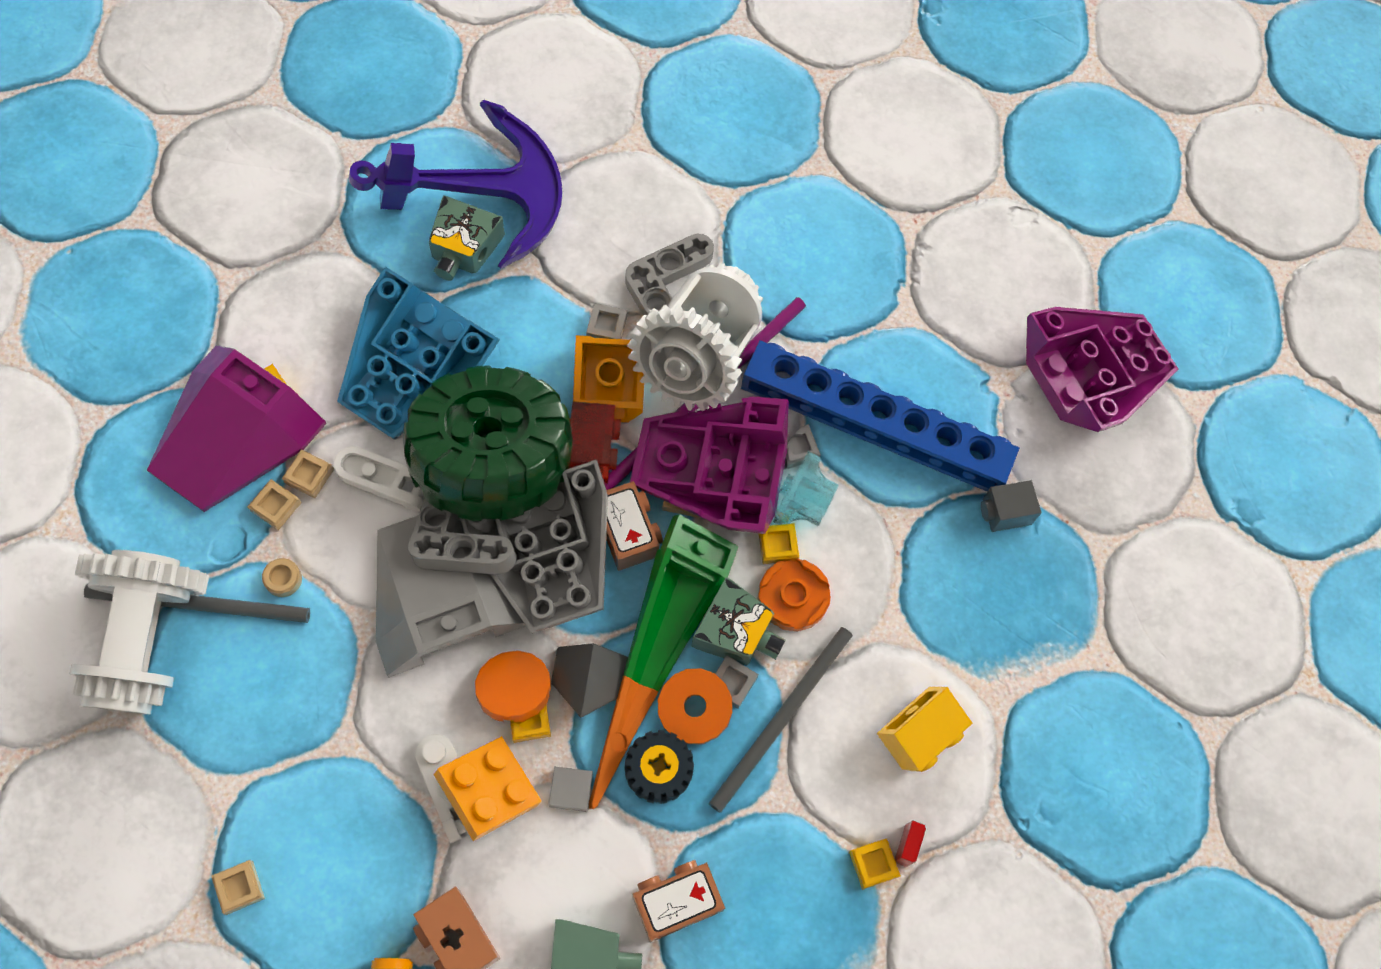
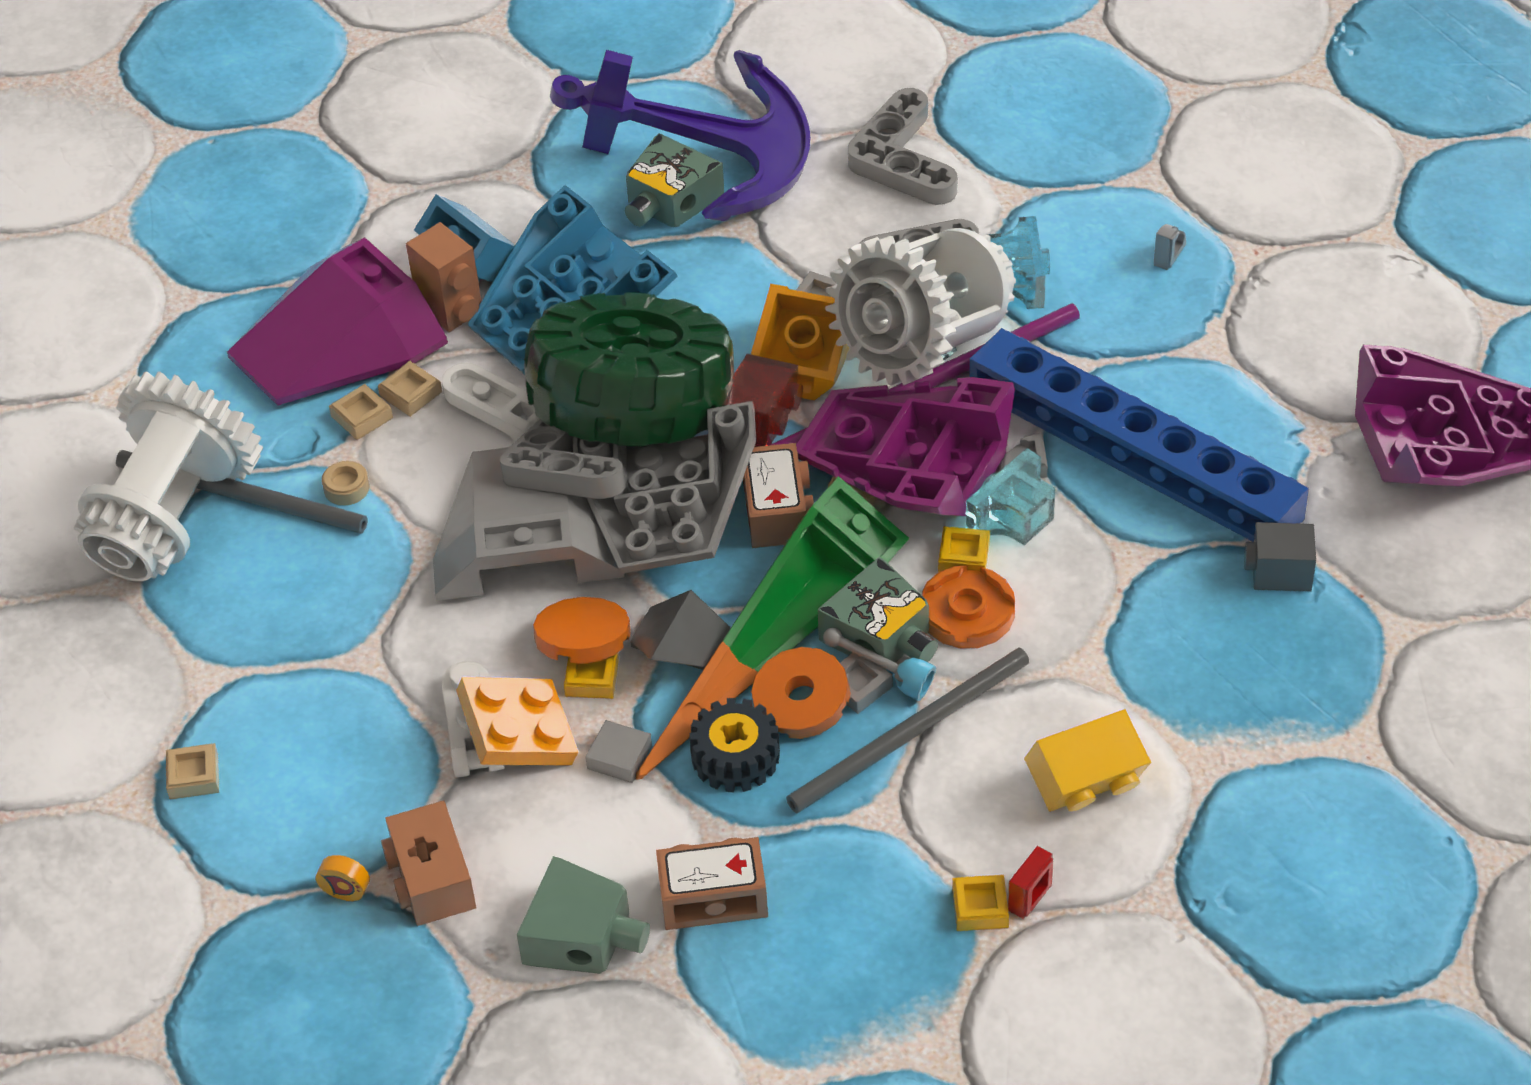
camera: 25 degrees right, 20 degrees down
(310, 370) = (445, 275): none -> nougat brick
(315, 326) = (489, 245): none -> dark azure brick
(618, 172) = (877, 154): none -> light grey beam
(755, 261) = (1028, 260): none -> clear light blue brick
(773, 673) = (911, 676): none -> hinge
(855, 231) = (1168, 246): none -> light grey tile

